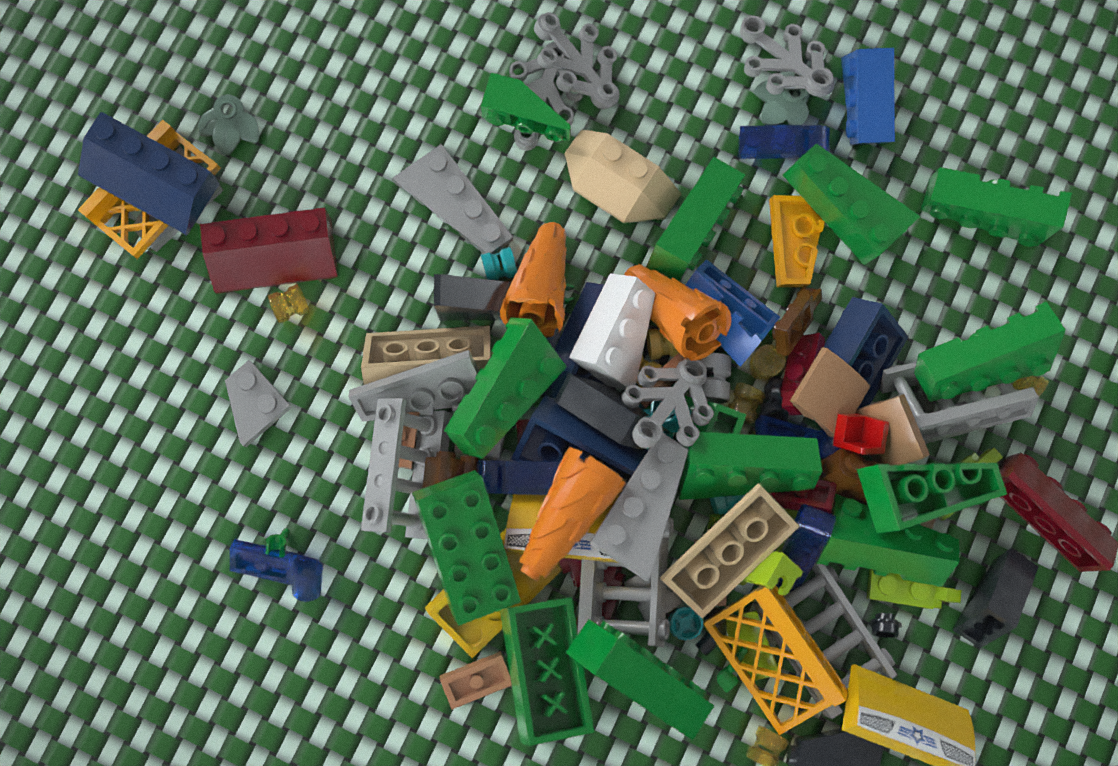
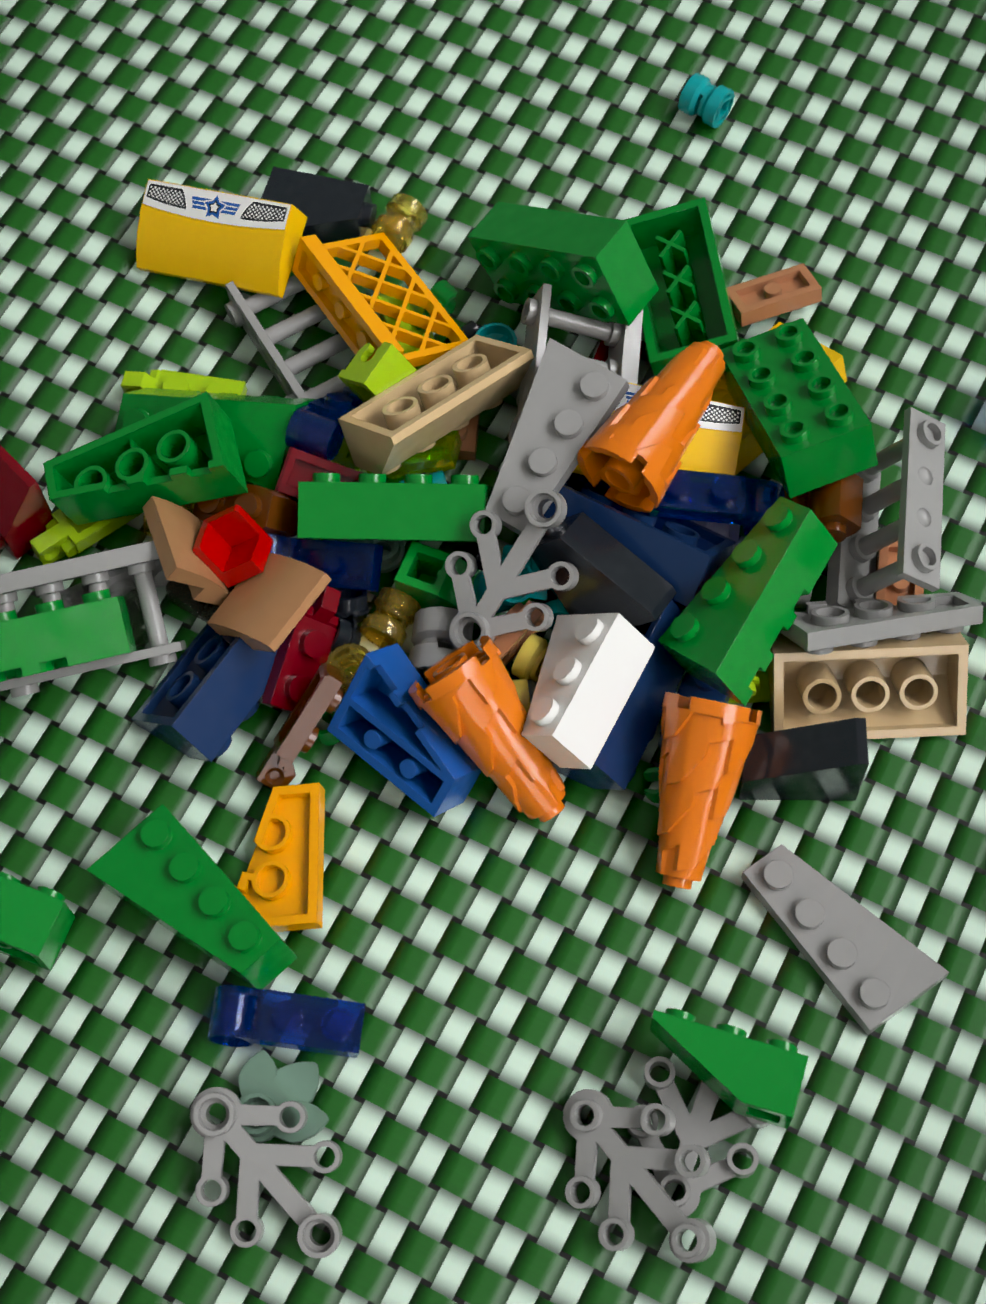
camera: 170 degrees left, 15 degrees down
(492, 266) = (763, 823): teal wheel -> none
(619, 178) = (573, 964): tan wedge -> none
(696, 219) = (443, 880): green wedge -> none
(869, 95) = (132, 1097): blue wedge -> none
(885, 625) = (228, 351): black plate -> none
(997, 599) = (72, 374): black slope -> none

